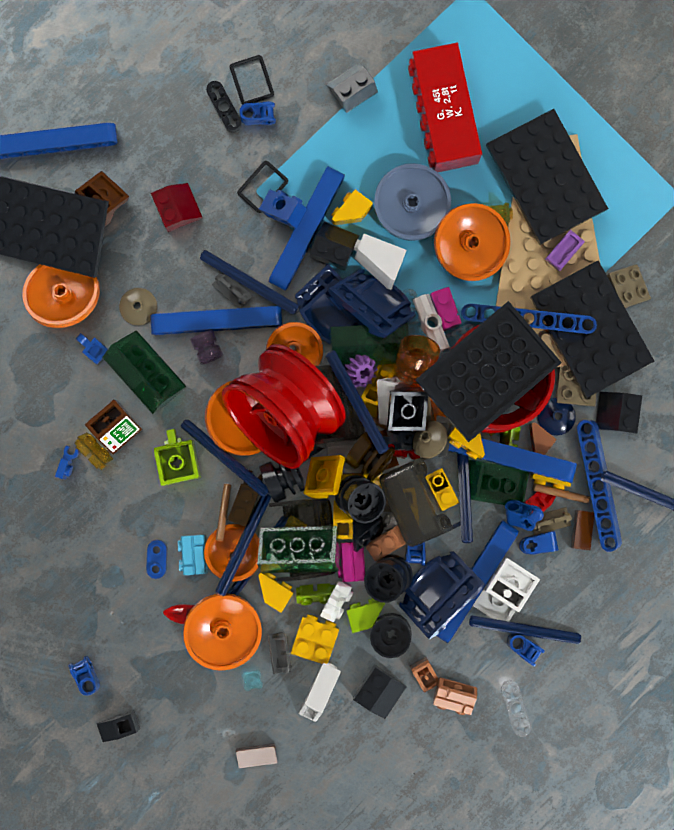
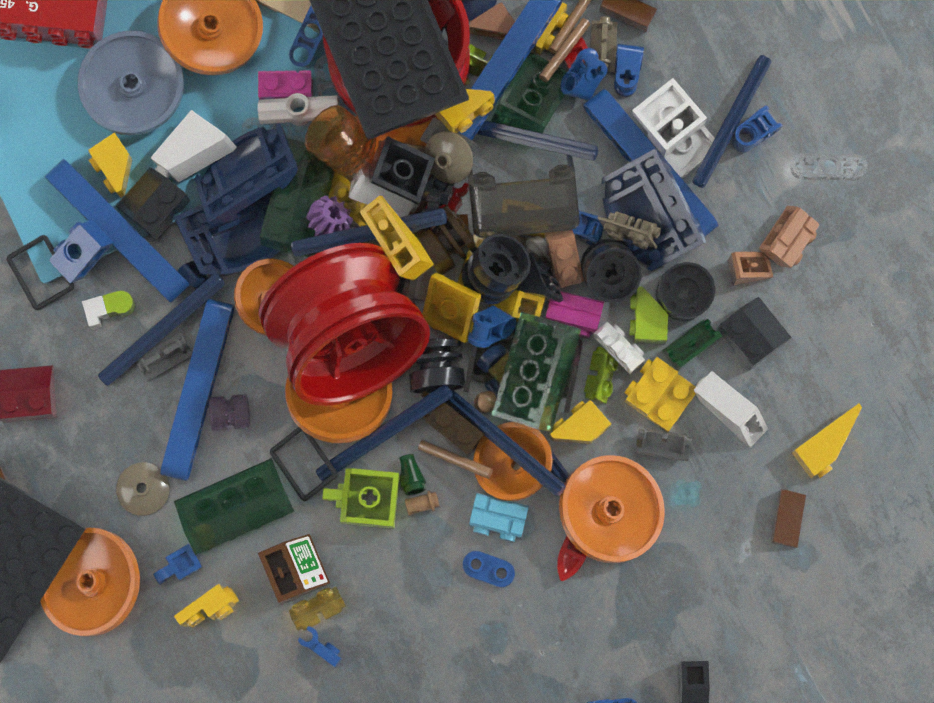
camera: 70 degrees left, 5 degrees down
(70, 381) = (216, 604): none -> yellow plate
(178, 401) = (334, 473): none -> black piece
(187, 499) = (422, 503): none -> medium nougat pin
(203, 485) = (411, 477): none -> dark green cone
(253, 239) = (108, 306): none -> leg
(270, 519) = (485, 401): none -> medium nougat hinge
(293, 287) = (191, 274): none -> dark blue tile
(300, 514) = (491, 357): none -> dark blue tile
(315, 767) = (826, 445): none -> yellow slope
(320, 507) = (491, 327): none -> blue piece
(355, 423) = (396, 239): none -> yellow slope
(357, 650) = (692, 344): none -> dark green hinge
(420, 575) = (620, 227): none -> dark tan hinge
(441, 490) = (518, 166): yellow slope -> none
(537, 495) = (564, 50): none -> medium nougat bar

